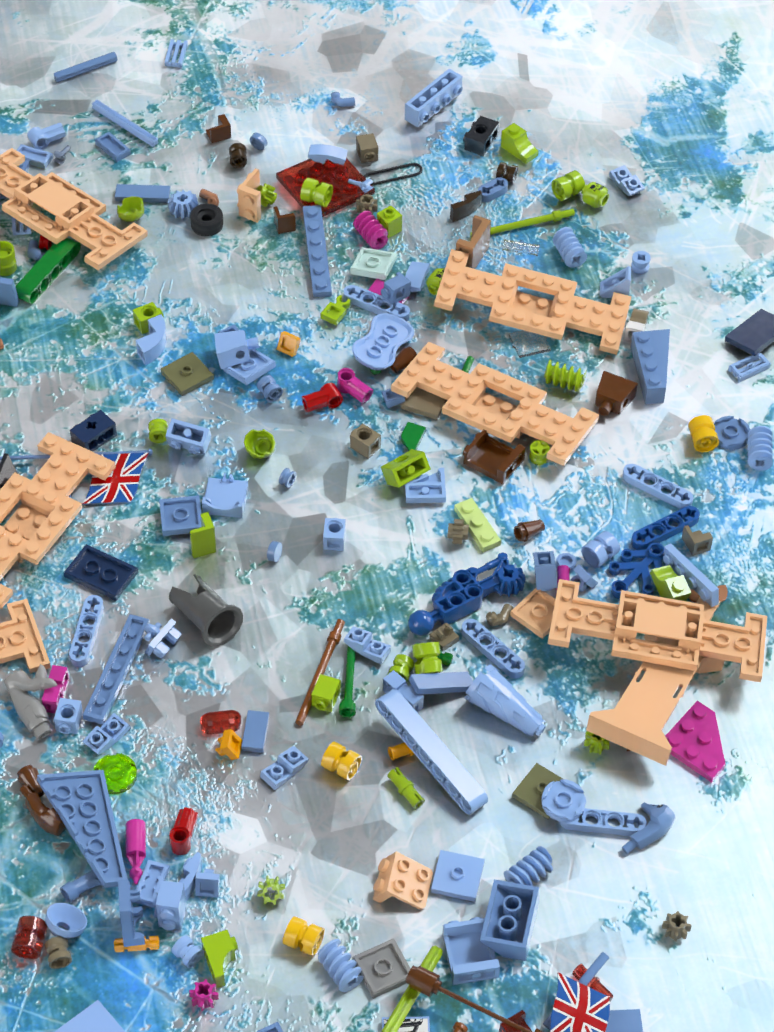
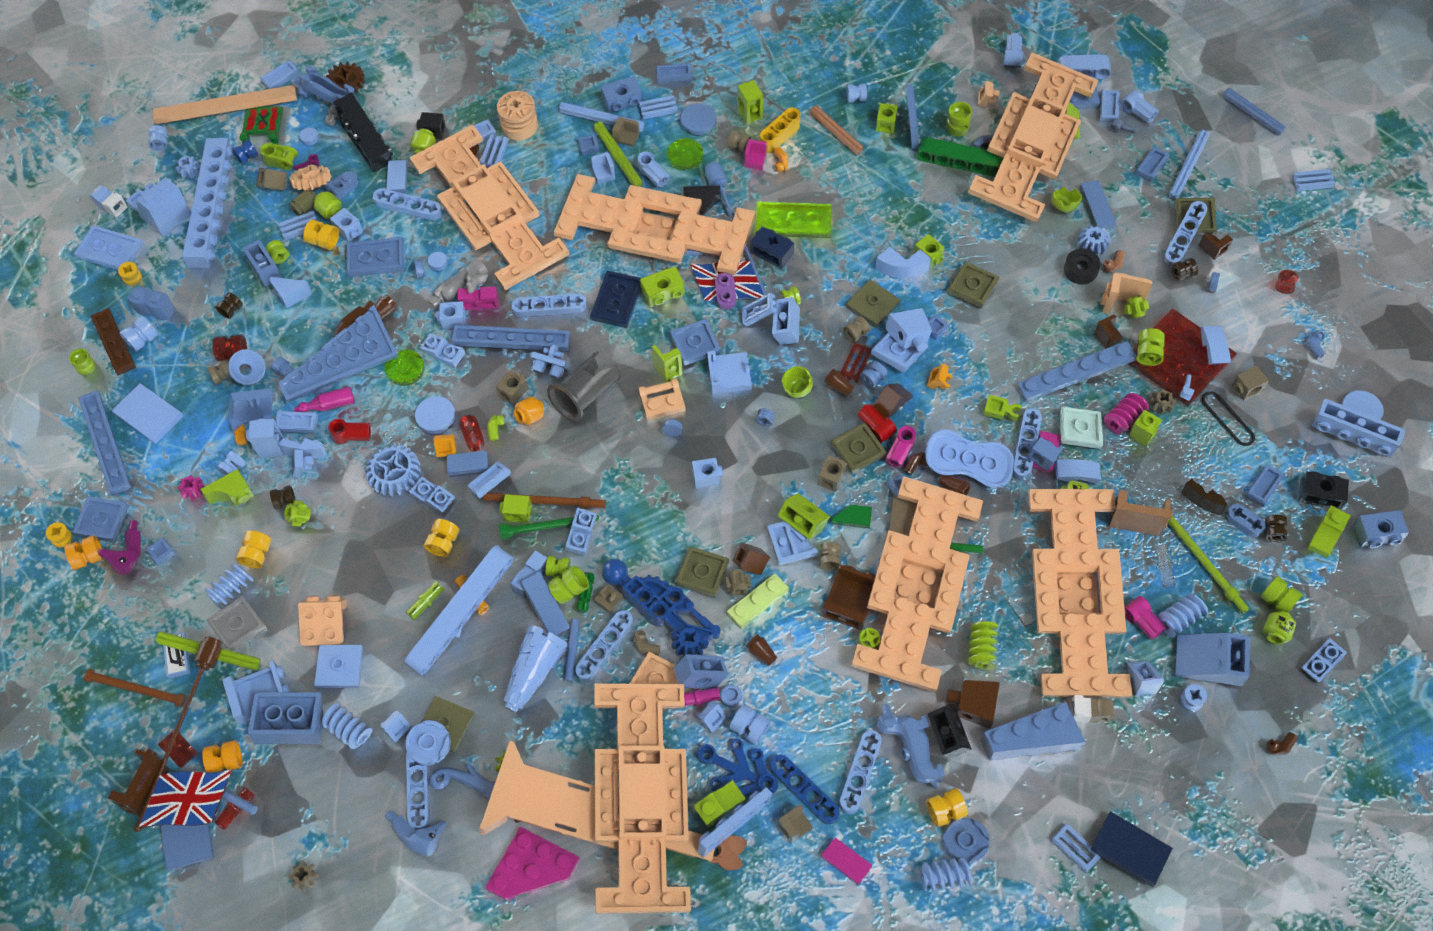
camera: 80 degrees right, 10 degrees up
(63, 409) = (795, 219): none -> clear neon green tile
(104, 528) = (662, 286): none -> lime brick
(129, 480) = (725, 289): none -> medium lavender plate
(171, 472) = (757, 311): none -> light blue tile
(182, 682) = (512, 394): none -> dark tan brick
(184, 133) = (1209, 222): none -> olive plate
(186, 752) = (435, 415): none -> light blue tile
(196, 297) = (973, 284): none -> olive plate
(198, 145) = (1183, 232): none -> light blue beam
(213, 388) = (856, 329): none -> dark tan wheel
(214, 664) = (529, 411): none -> light orange head
(216, 699) = (493, 427): none -> lime arm
(242, 556) = (664, 404): none -> light nougat plate
(245, 907) = (282, 497): none -> dark brown wheel
(246, 402) = (850, 375): none -> clear red tile
(247, 802) = (395, 475): none -> light blue gear
(266, 417) = (838, 382): none -> reddish brown cone
(276, 98) = (1286, 282): none -> clear red wheel
(283, 713) = (488, 479): none -> light blue tile
(300, 382) = (892, 399): none -> slope
(342, 417) = (858, 448): none -> olive plate
(369, 378) = (916, 459): none -> reddish brown arm
(408, 90) = (1364, 403): none -> light blue tile
(435, 518) = (751, 558): none -> reddish brown panel
(437, 558) = (702, 572): none -> olive plate
(449, 460) = (830, 555): none -> dark tan wheel
(463, 169) = (1264, 485): none -> medium blue tile
(475, 671) = (571, 653): none -> medium blue bar
(525, 113) = (1390, 523): none -> medium blue brick
(537, 829) = (395, 726): none -> light blue tile
(538, 986) = (223, 757): none -> light orange wheel
(567, 270) = (1140, 612): none -> dark pink piece
(611, 238) = (1213, 657): none -> medium blue slope
(618, 761) = (471, 779): none -> medium blue plant
(639, 414) = (949, 731): none -> black brick
(643, 442) = (915, 744): none -> medium blue animal
(692, 224) = (1282, 747): none -> reddish brown arm
(734, 513) = (846, 861): none -> dark pink tile

